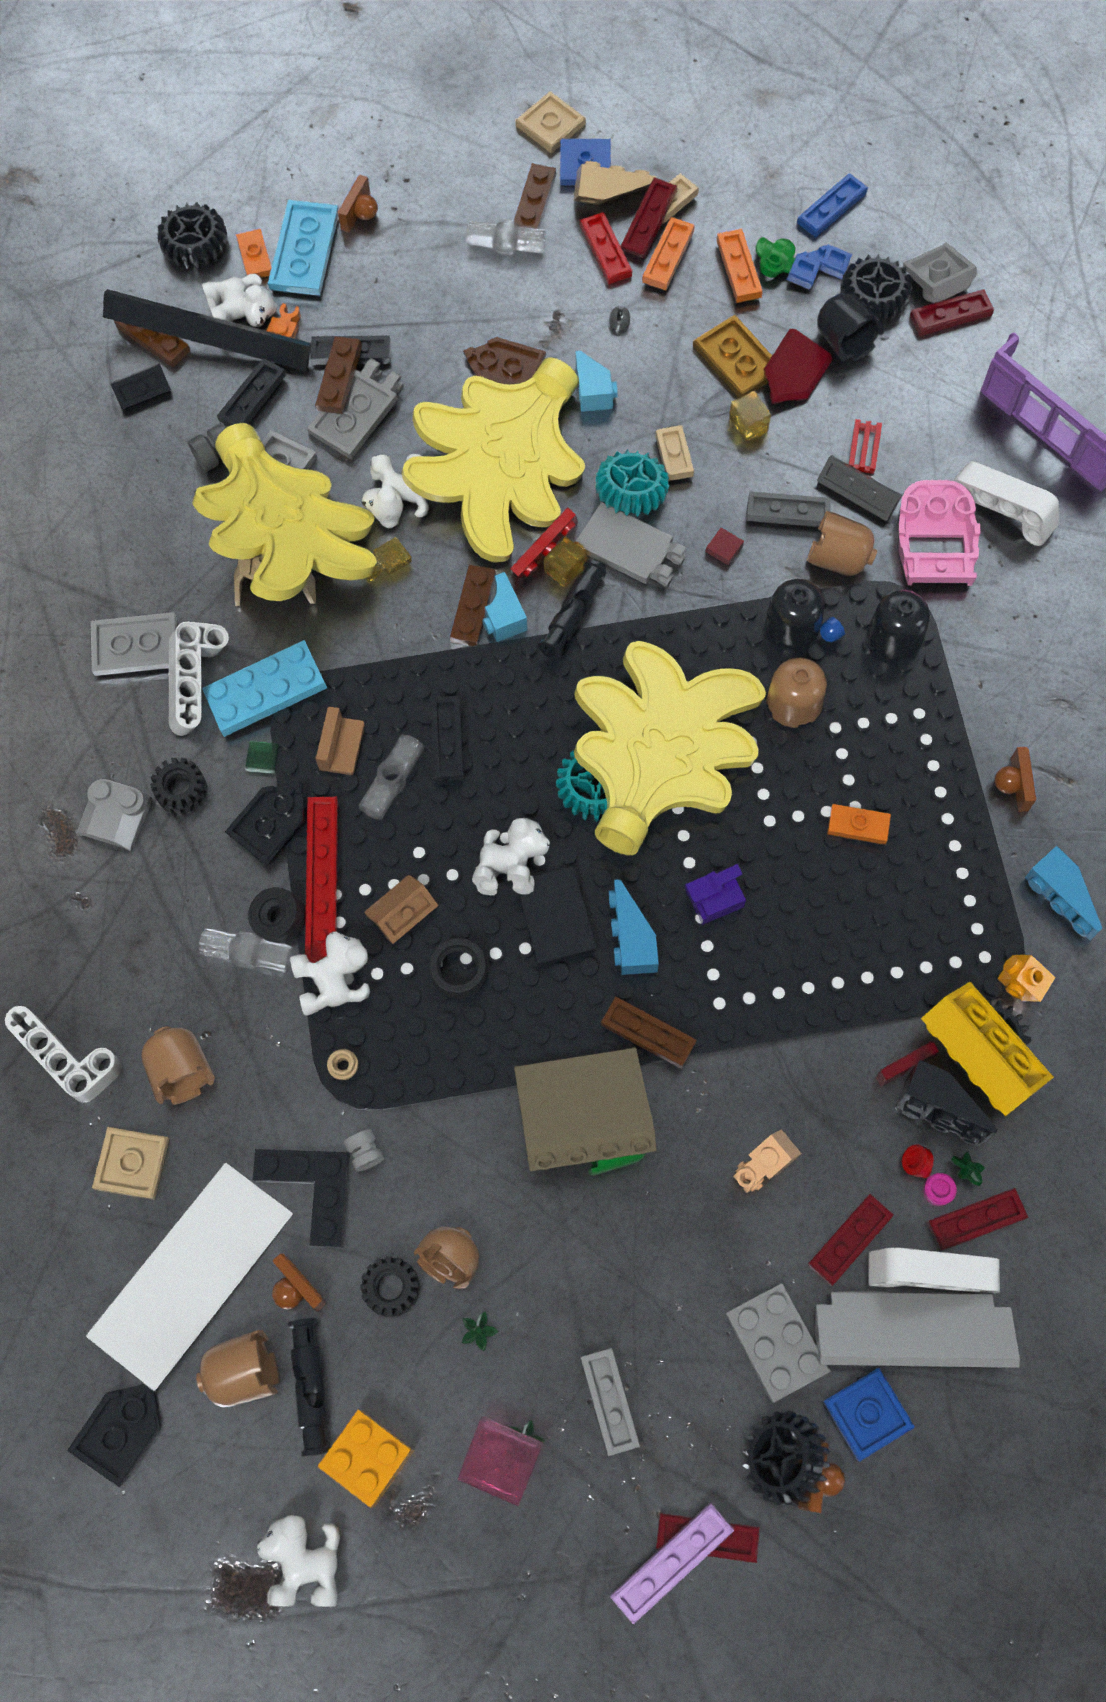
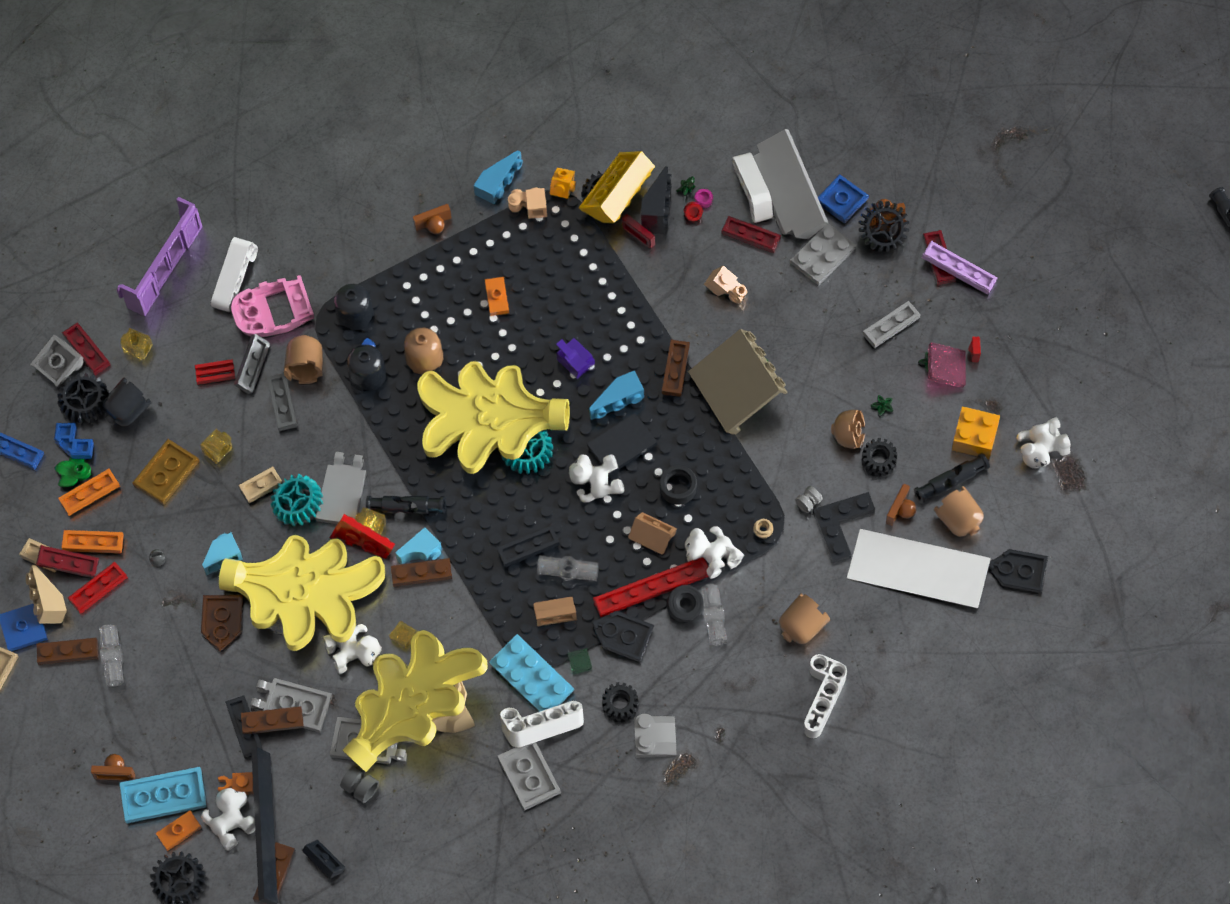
camera: 110 degrees left, 5 degrees down
(131, 1163) = (870, 629): tan tile -> none
(252, 394) = (305, 779): black plate -> none
(514, 1522) = (975, 349): none -> red tile
(724, 546) = (322, 433): dark red tile -> none
(795, 367) = (166, 430): dark red tile -> none
(936, 364) = (139, 350): none -> clear yellow brick
(977, 1219) = (713, 175): dark red tile -> none
(1002, 923) = (532, 199): none -> light nougat brick

